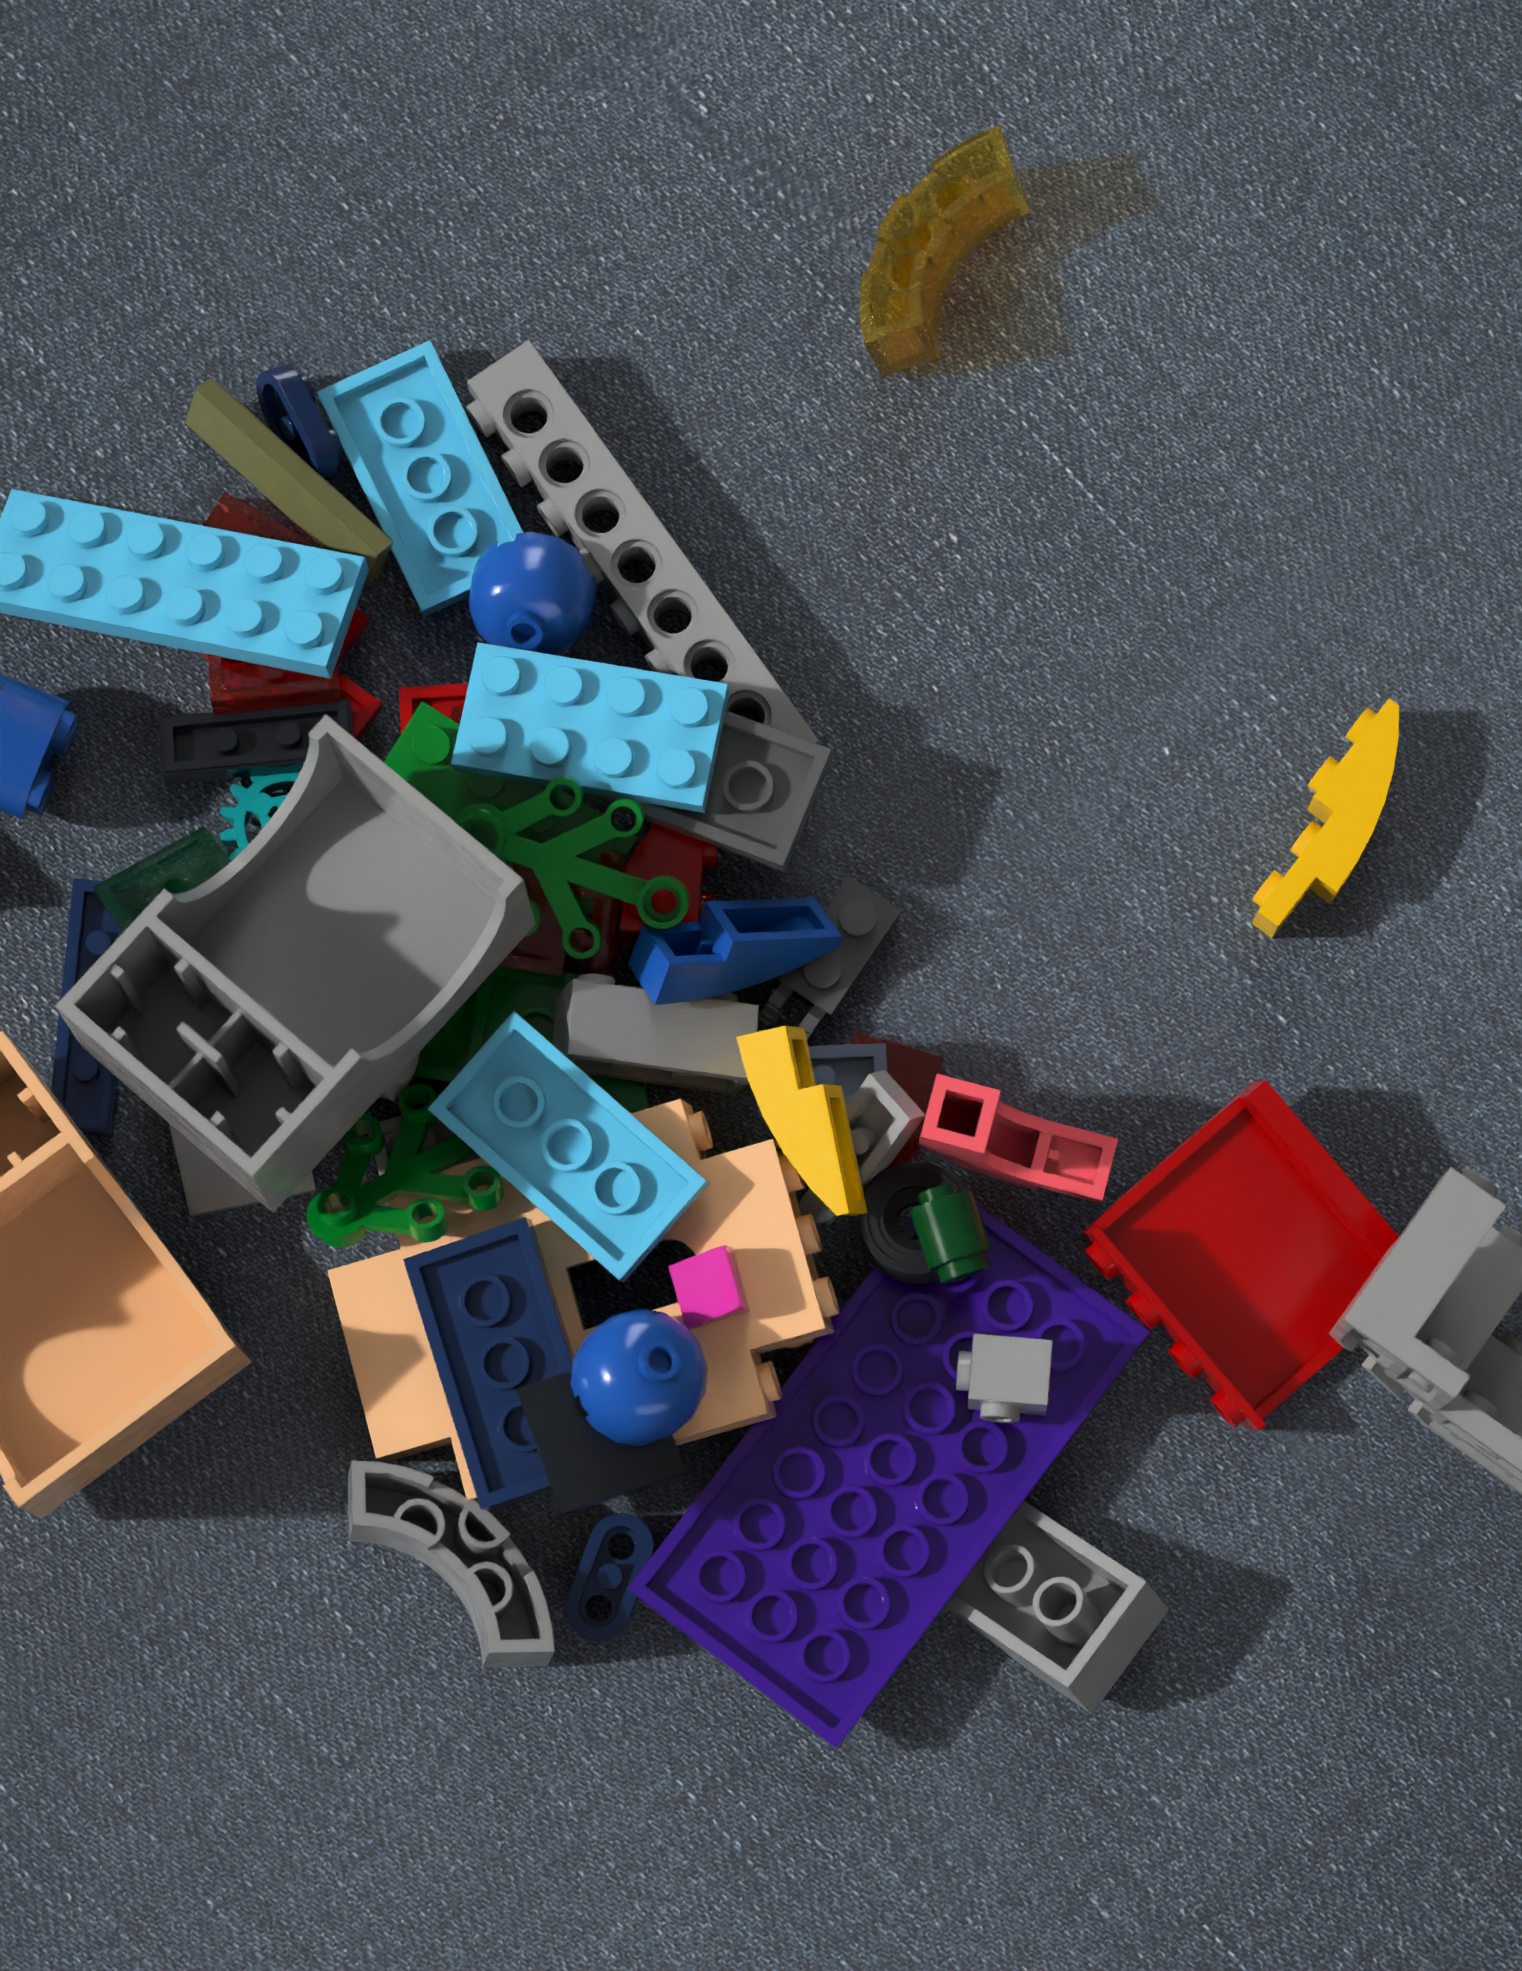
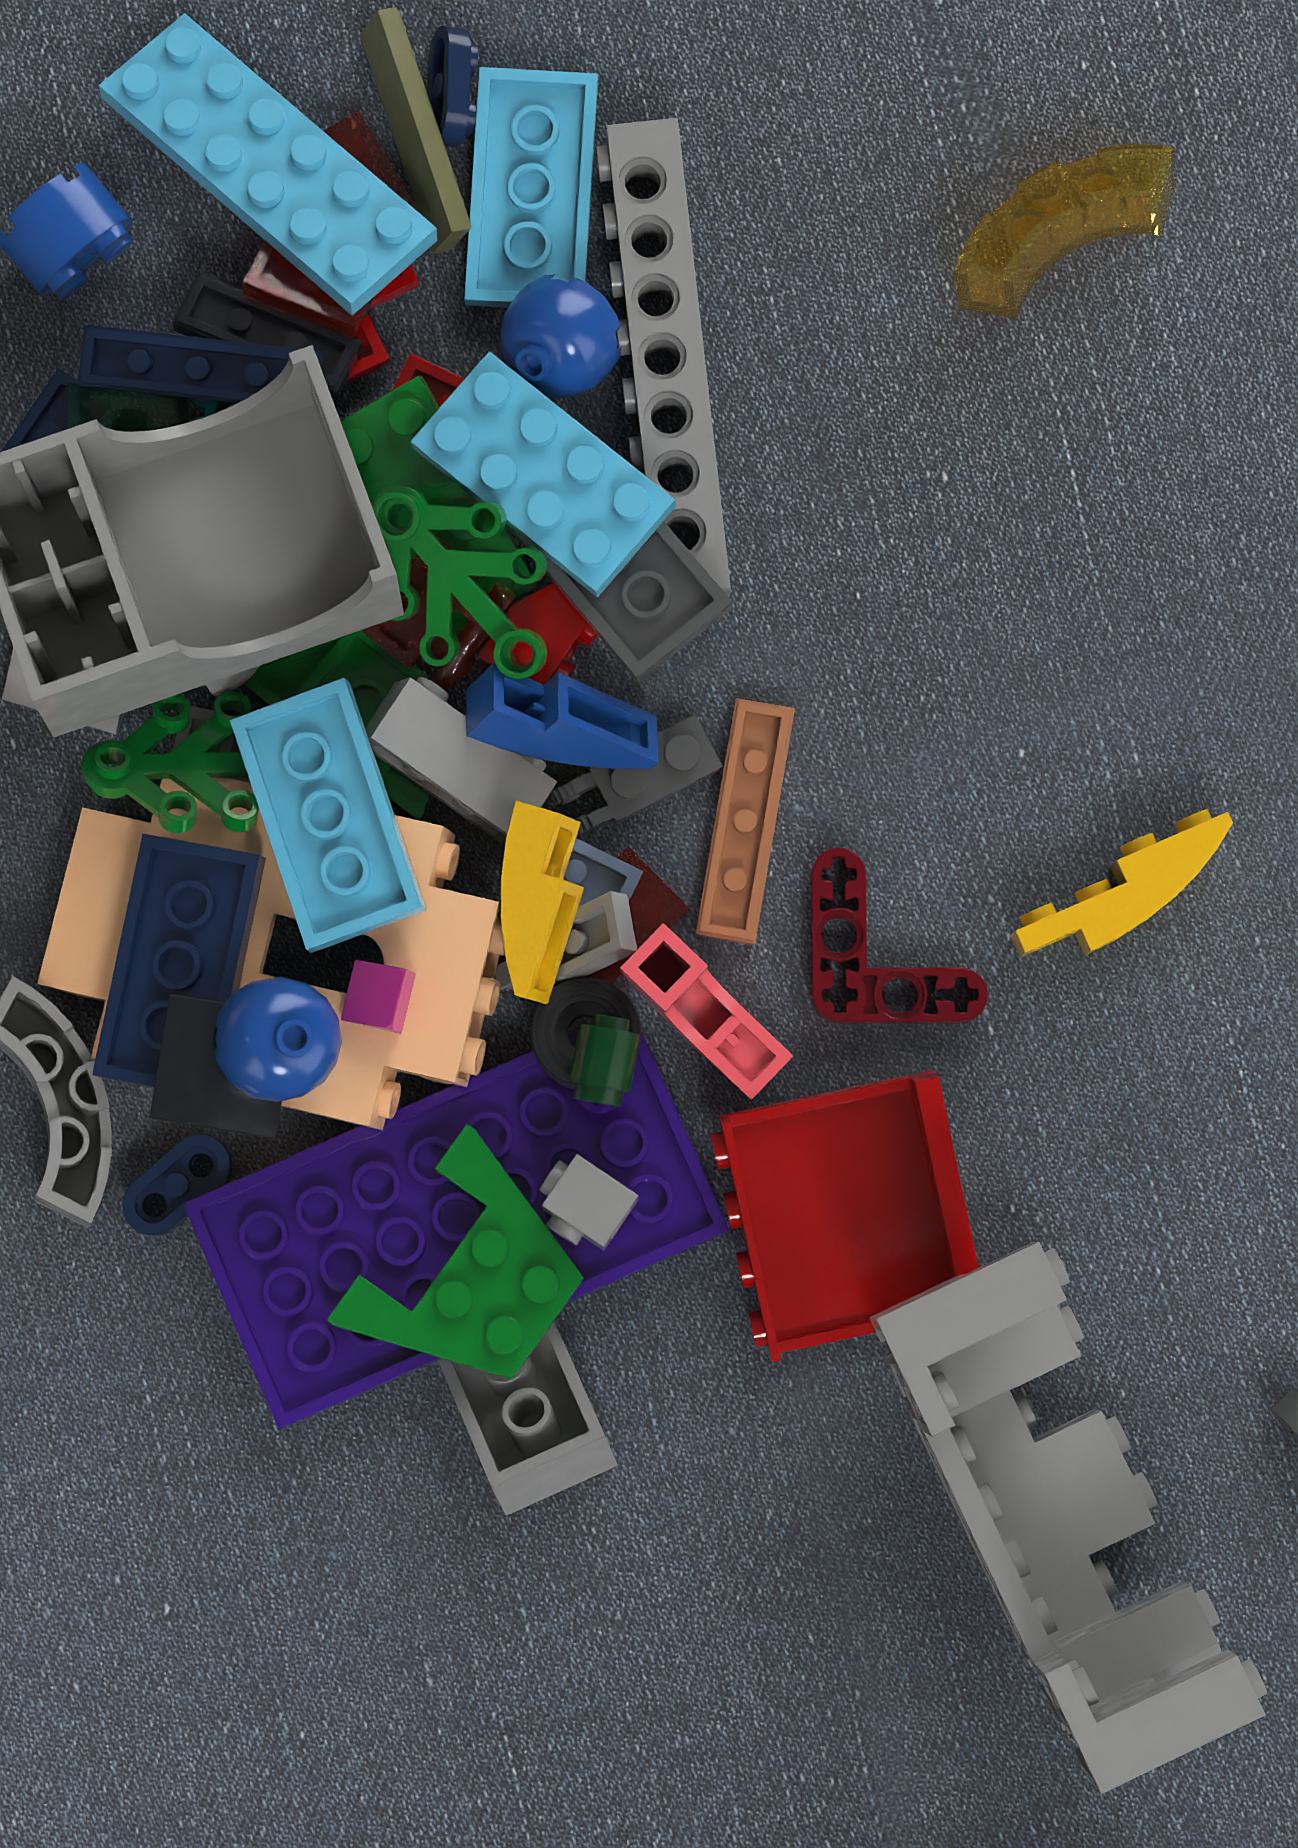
camera: 30 degrees right, 5 degrees up
(196, 809) = (178, 364): none -> dark blue tile
(949, 951) = (745, 822): none -> nougat tile
(965, 1507) = (493, 1291): none -> green wing
(1147, 1035) = (869, 982): none -> dark red beam

